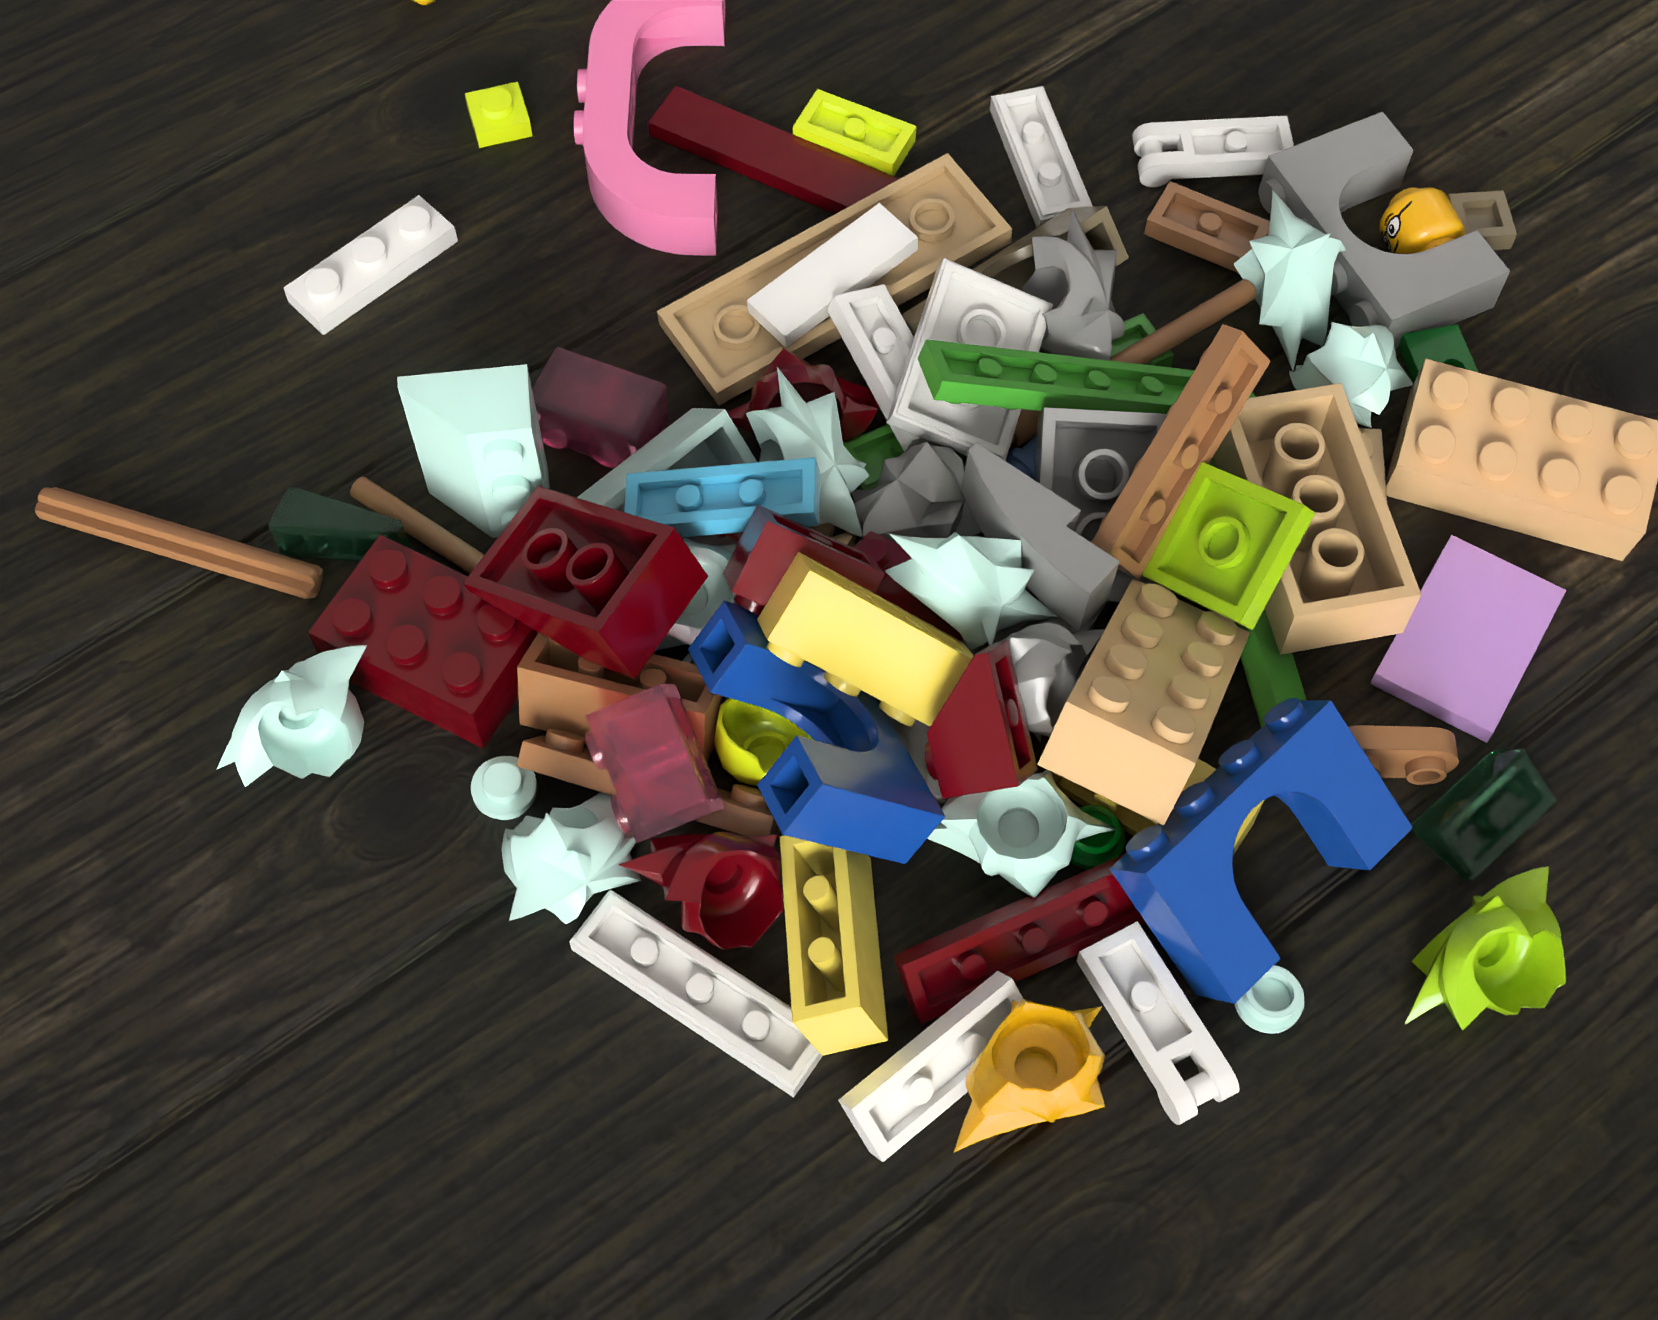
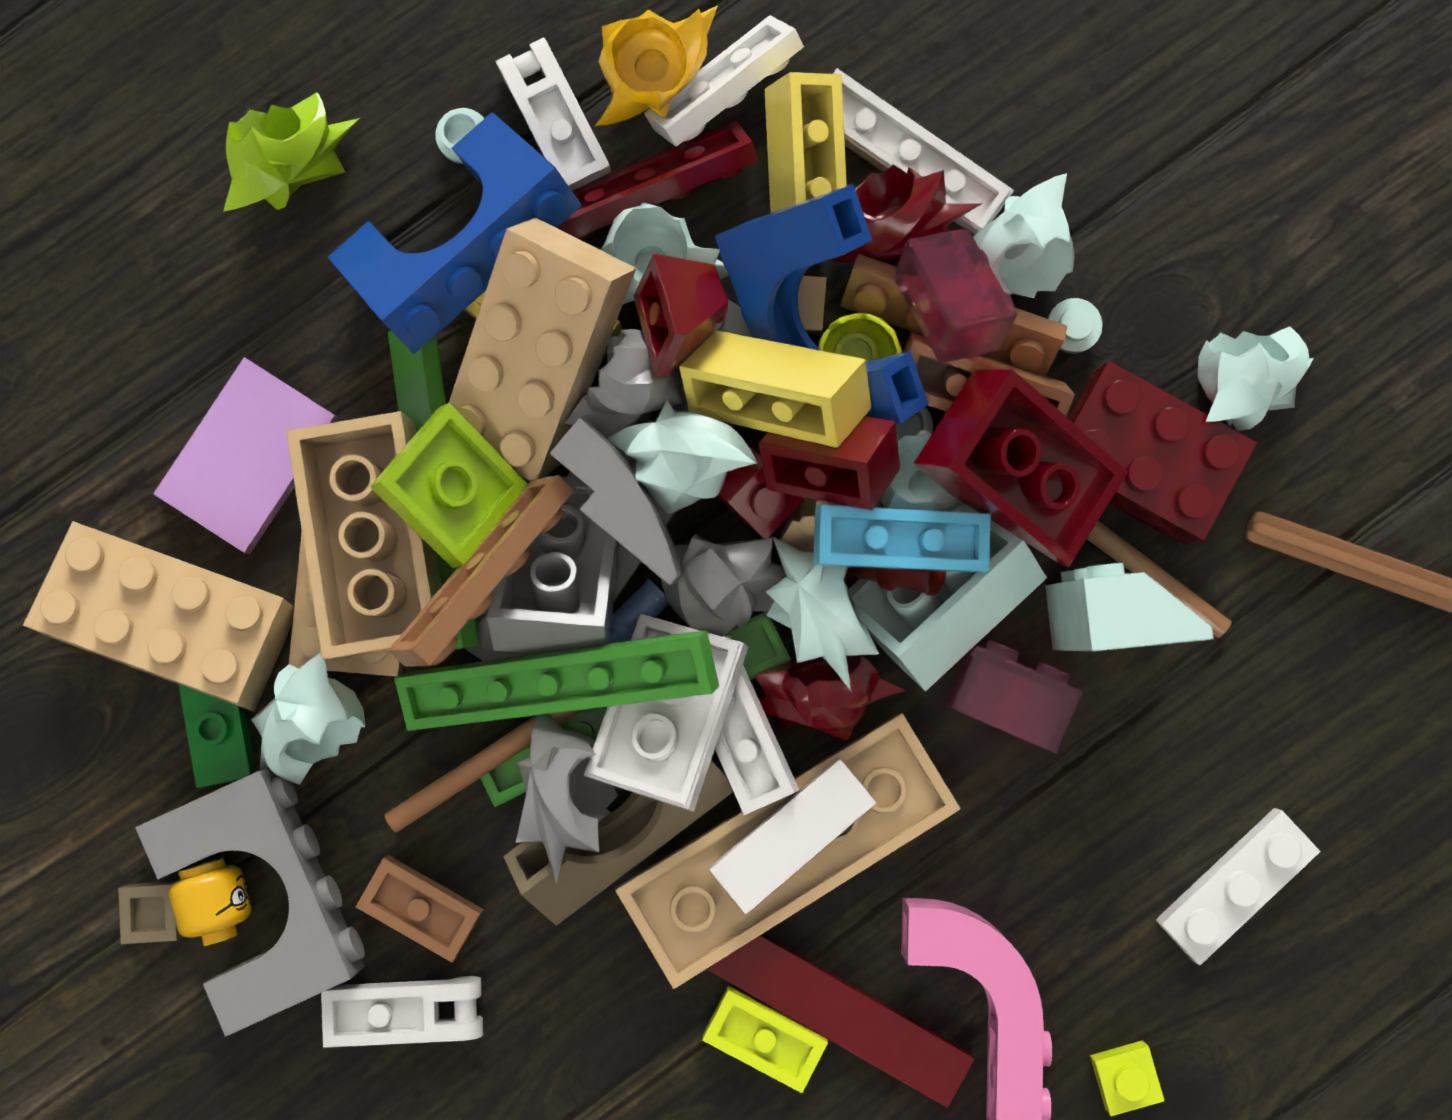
camera: 175 degrees left, 25 degrees up
(327, 528) = (1254, 576): clear green slope -> none
(1038, 153) = (577, 1011): white tile -> none
(1292, 278) = (347, 825): light aqua hair -> none
(1409, 752) = (312, 334): medium nougat plate -> none
(1485, 812) = (265, 295): clear green slope -> none

